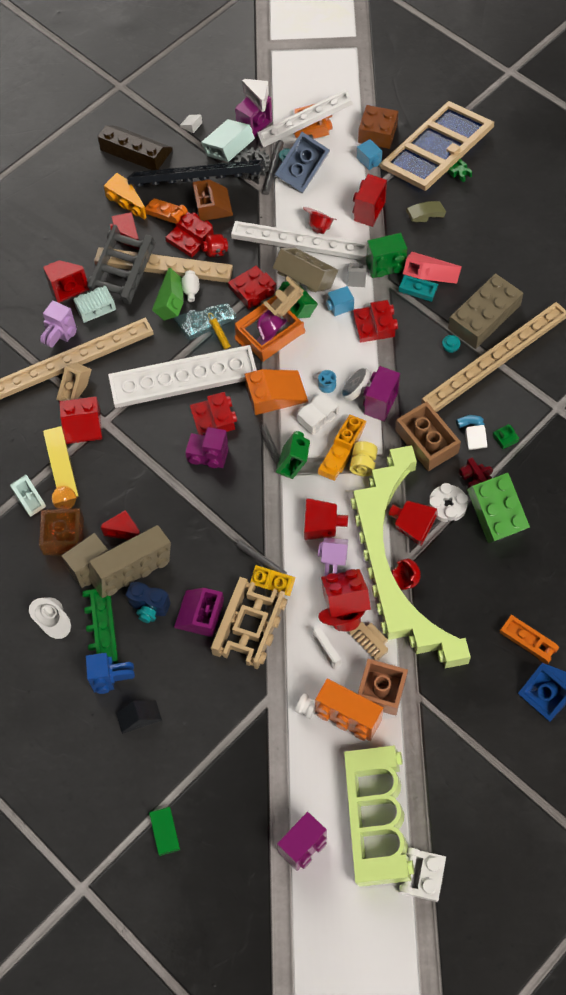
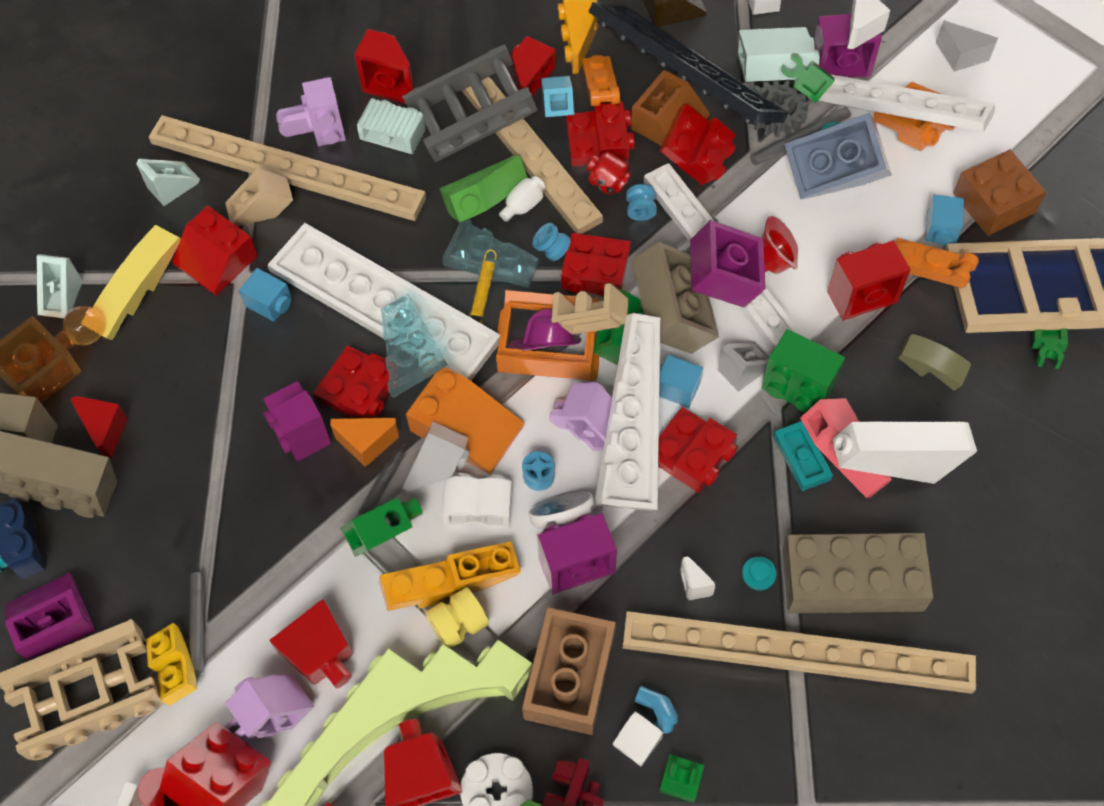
camera: 45 degrees right, 0 degrees up
(18, 412) = (167, 178): none -> light aqua slope
(129, 416) = (265, 295): none -> dark azure brick
(156, 229) = (557, 96): none -> medium azure brick
(221, 377) = (410, 346): none -> clear light blue wing
(225, 291) = (551, 242): none -> dark azure wheel
(240, 202) = (698, 145): none -> red plate
(242, 246) = (641, 202): none -> dark azure wheel
(242, 432) = (365, 436): none -> orange slope
(255, 138) = (810, 80): none -> green plate
(285, 410) = (437, 457): none -> light grey slope
(297, 78) = (964, 46): none -> light grey slope
(313, 237) = (727, 264): none -> magenta brick
(325, 341) = (584, 413): none -> lavender brick
(352, 334) = (631, 442): none -> white wing
(386, 171) = (937, 263): none -> orange plate
(432, 365) = (695, 580): none -> white slope
(457, 248) = (905, 448): none -> white slope

